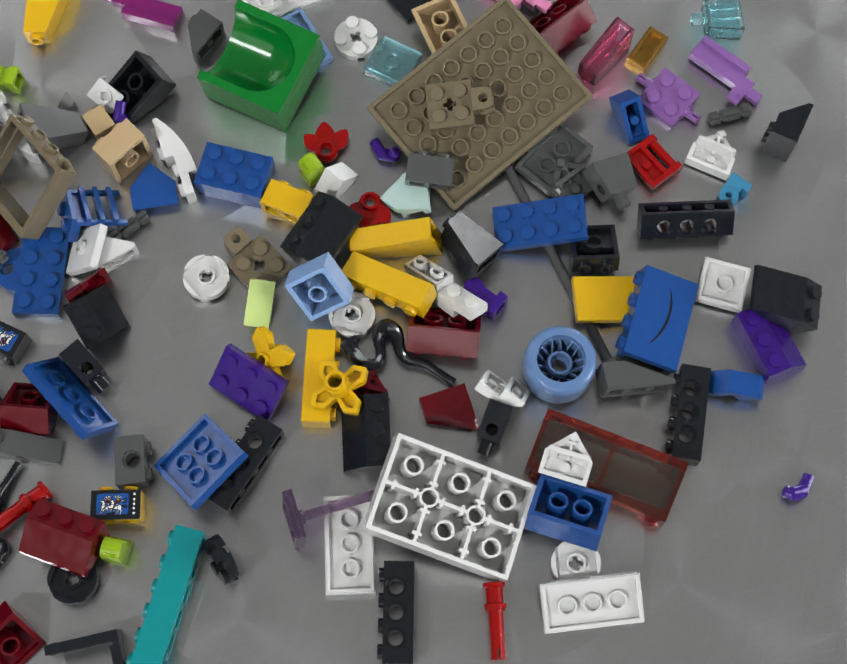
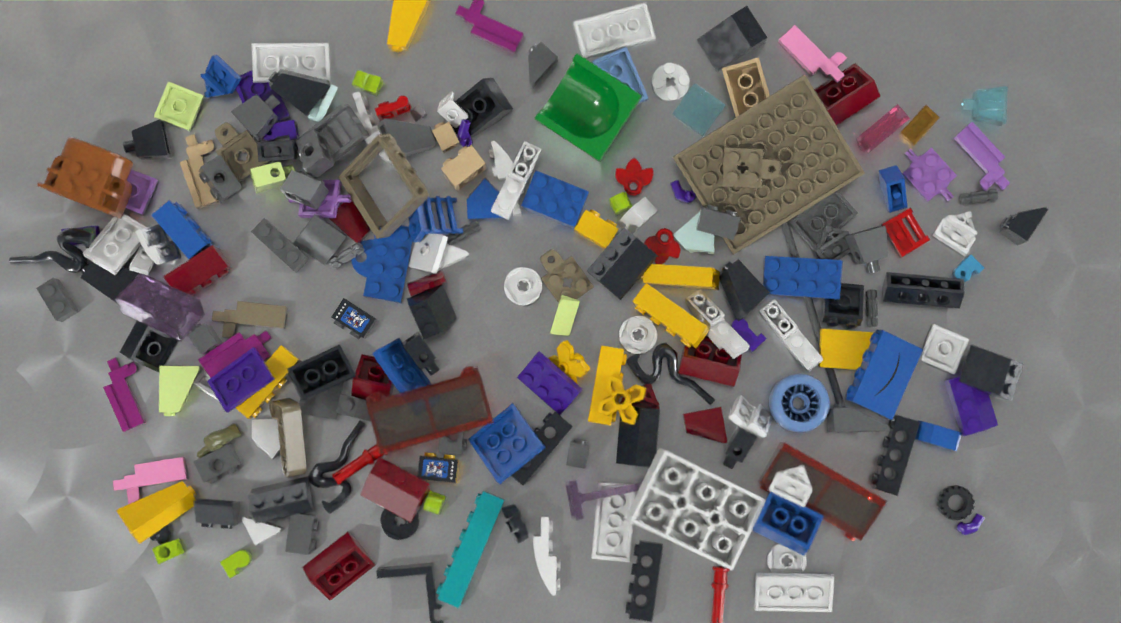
camera: 10 degrees right, 15 degrees up
(28, 93) = (393, 109): none -> red plate
(96, 430) = (429, 411): none -> windscreen
(185, 153) = (516, 180): none -> white slope
(268, 608) = (546, 563): none -> white slope
(292, 462) = (578, 454): none -> dark grey slope
(319, 286) = (615, 313): light blue brick -> none
(536, 292) = (790, 335): none -> white slope
(628, 250) = (872, 308): none -> dark grey axle
(783, 452) = (964, 511): none -> black tyre

